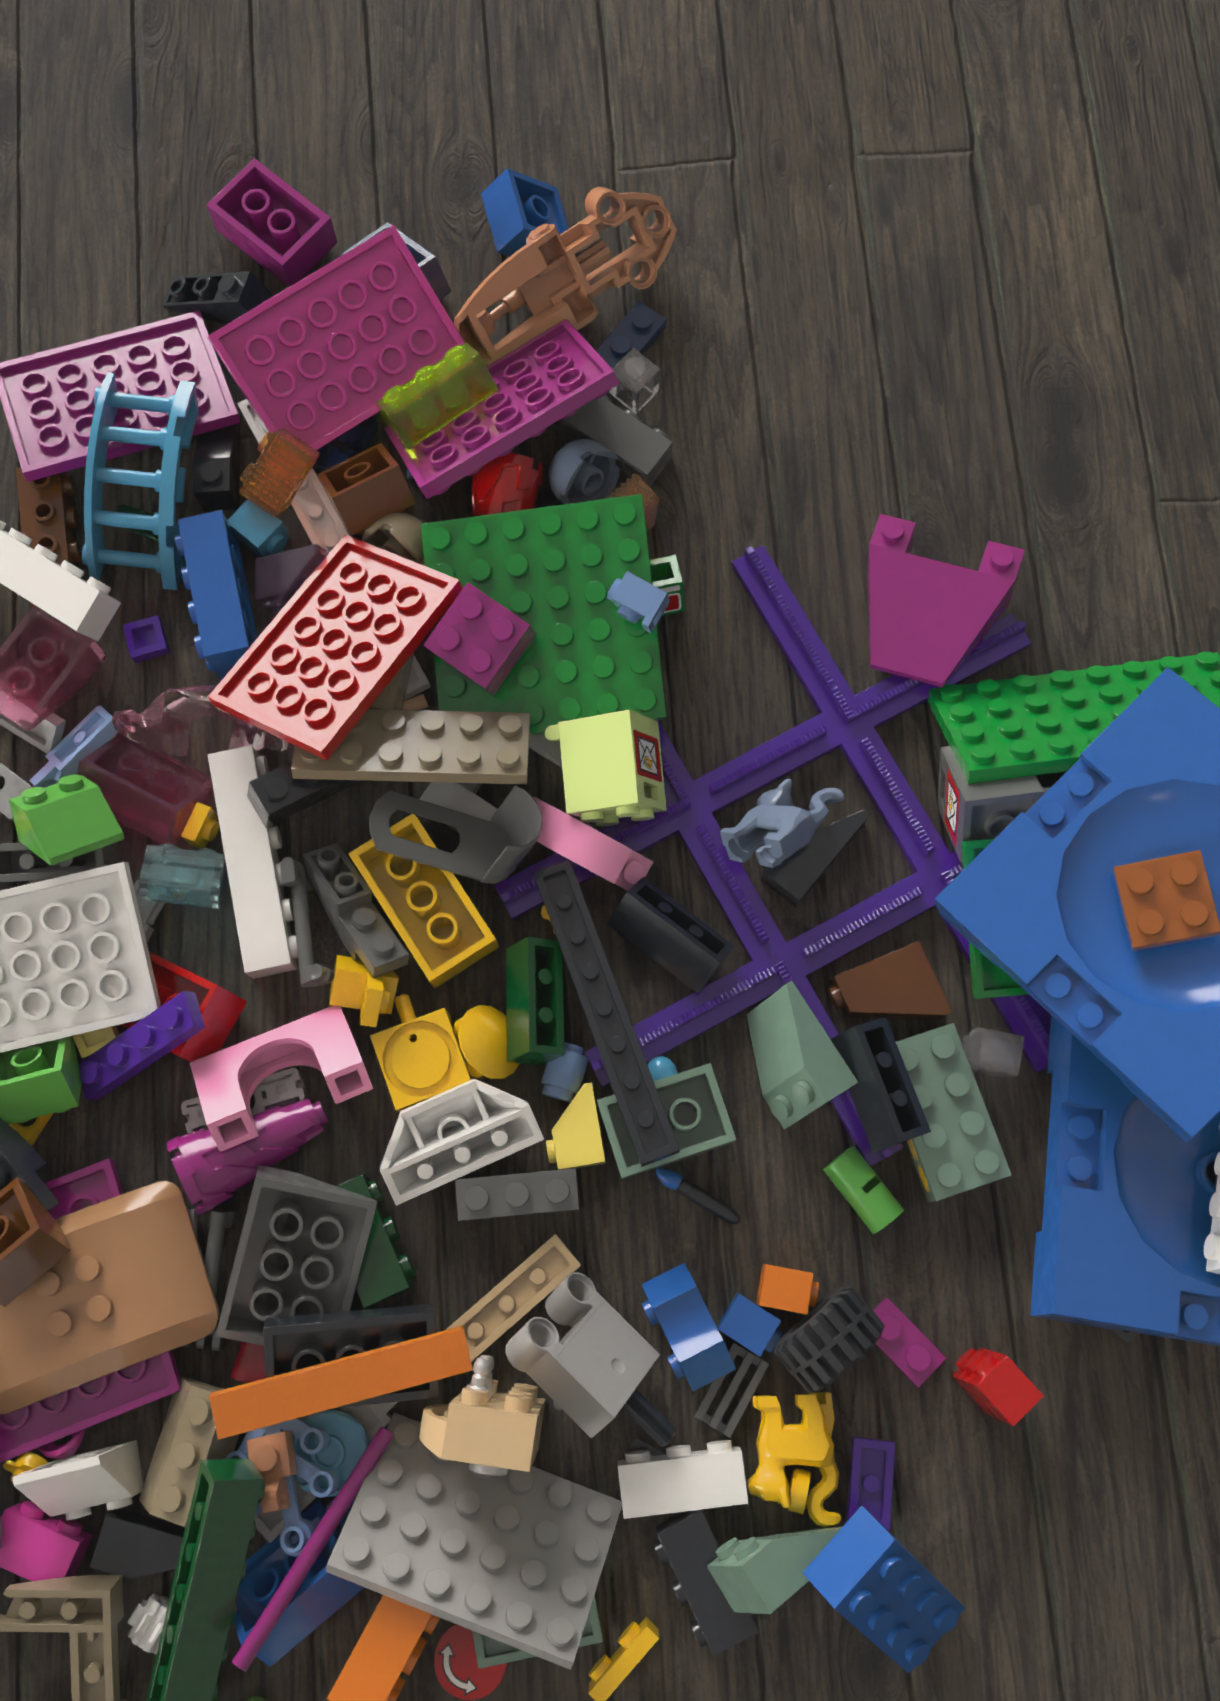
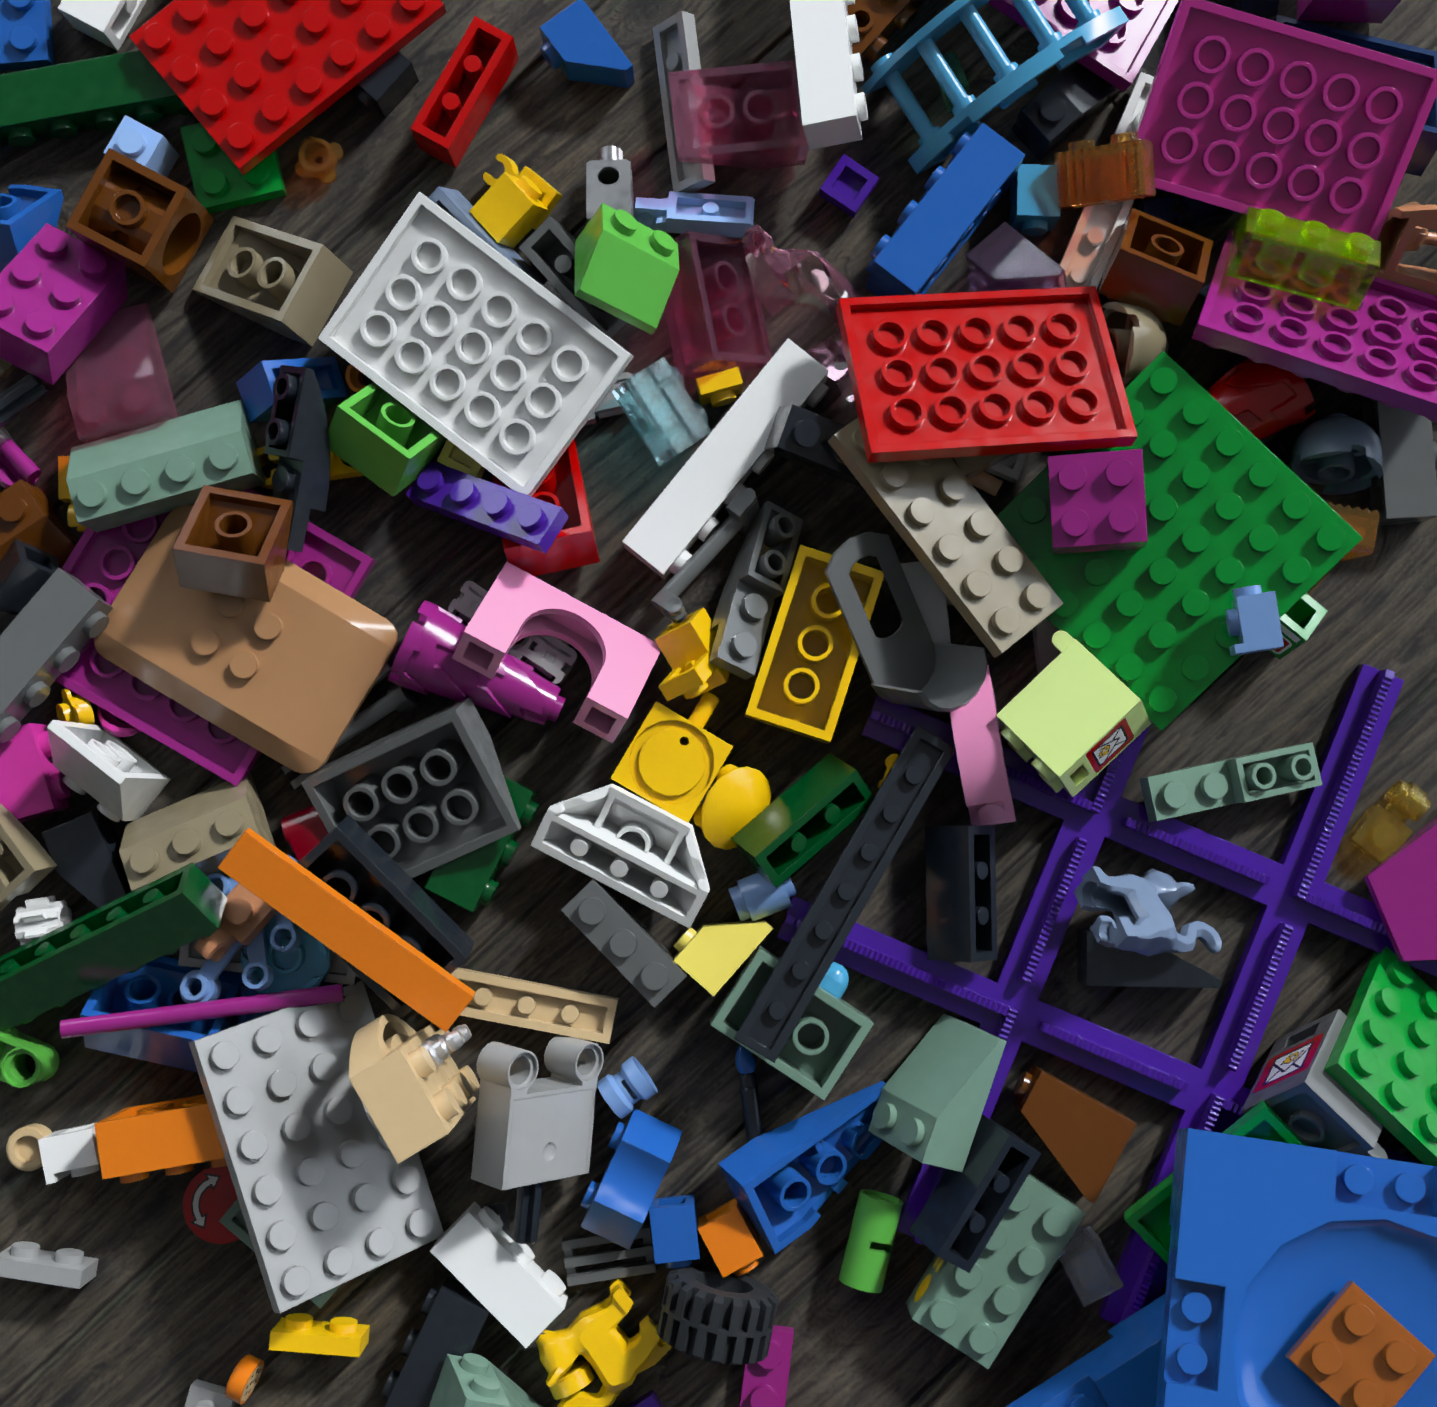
camera: 45 degrees right, 10 degrees up
(621, 1286) = (626, 1087): none -> medium blue wheel
(739, 703) = (1230, 781): none -> sand green slope
(772, 1200) = (797, 1166): none -> blue wedge
(851, 633) = (1381, 830): none -> clear yellow plate

